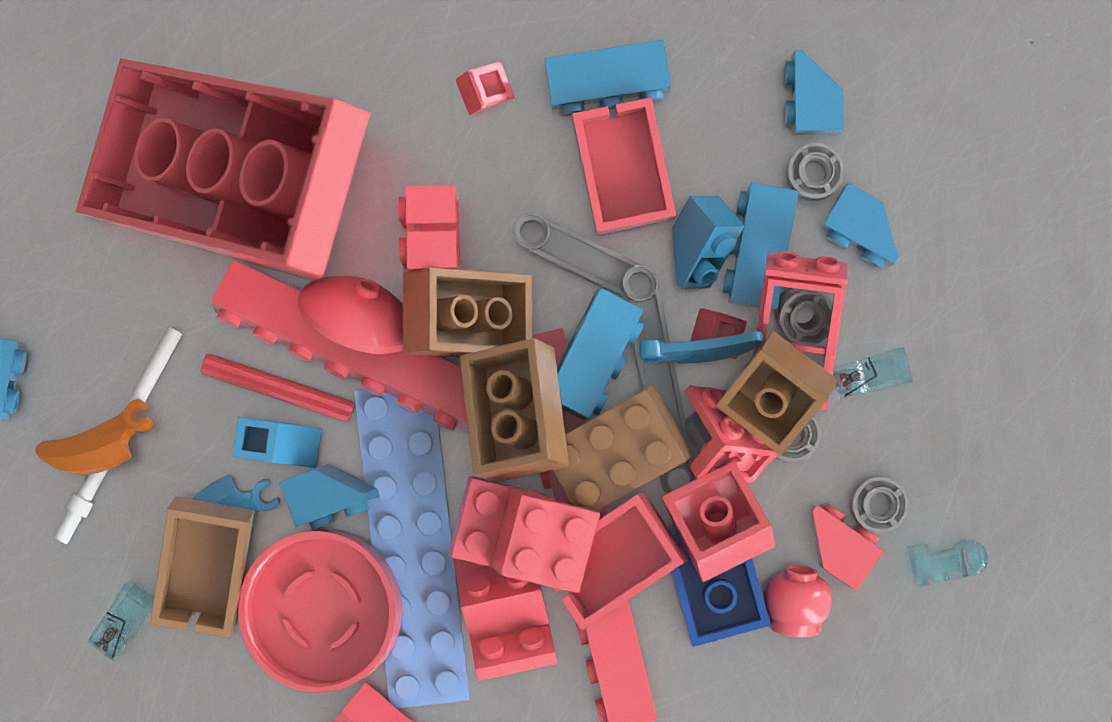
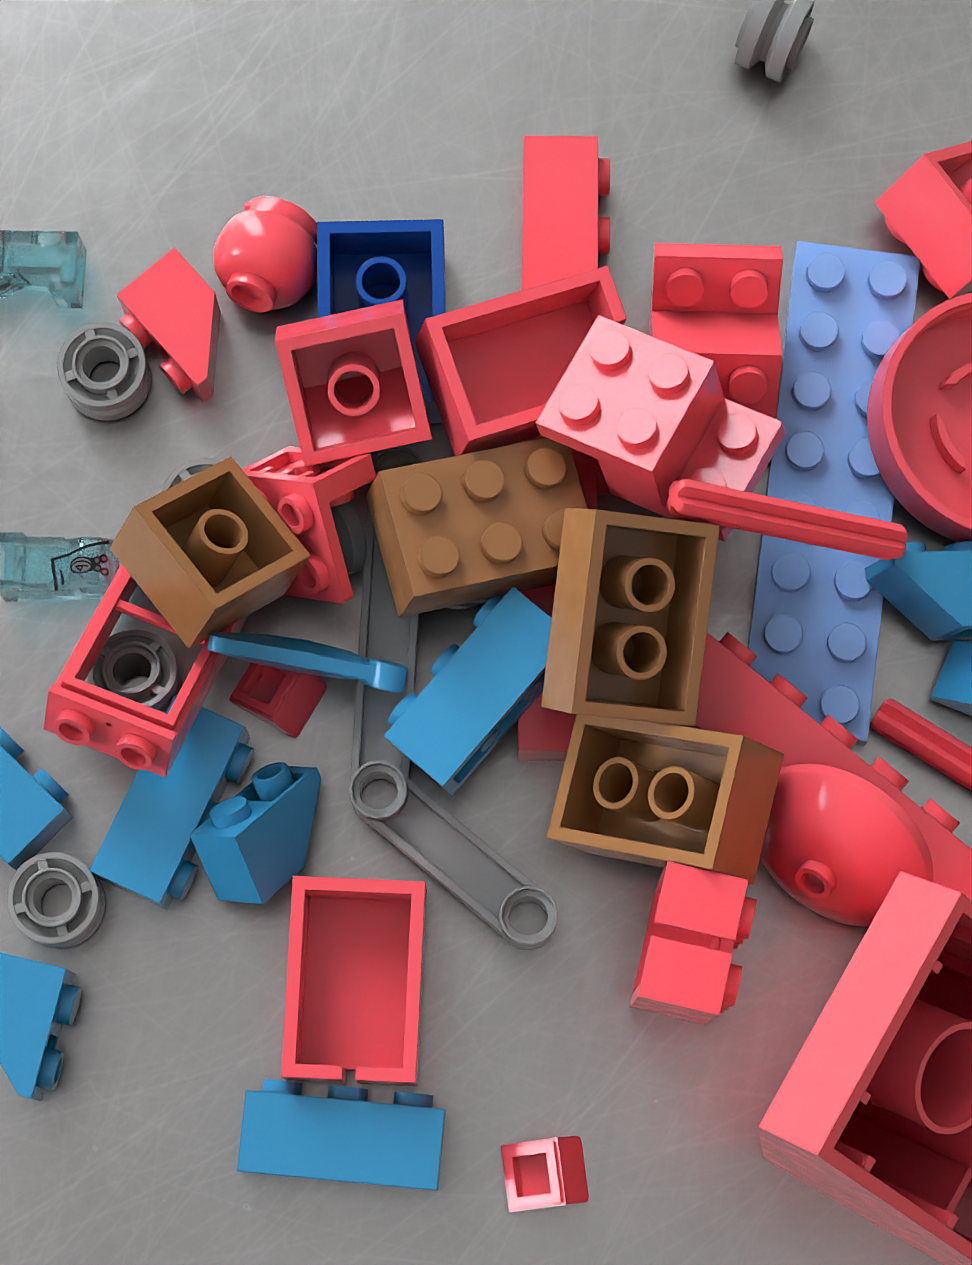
camera: 165 degrees left, 10 degrees down
(434, 495) = (786, 519): none -> coral axle

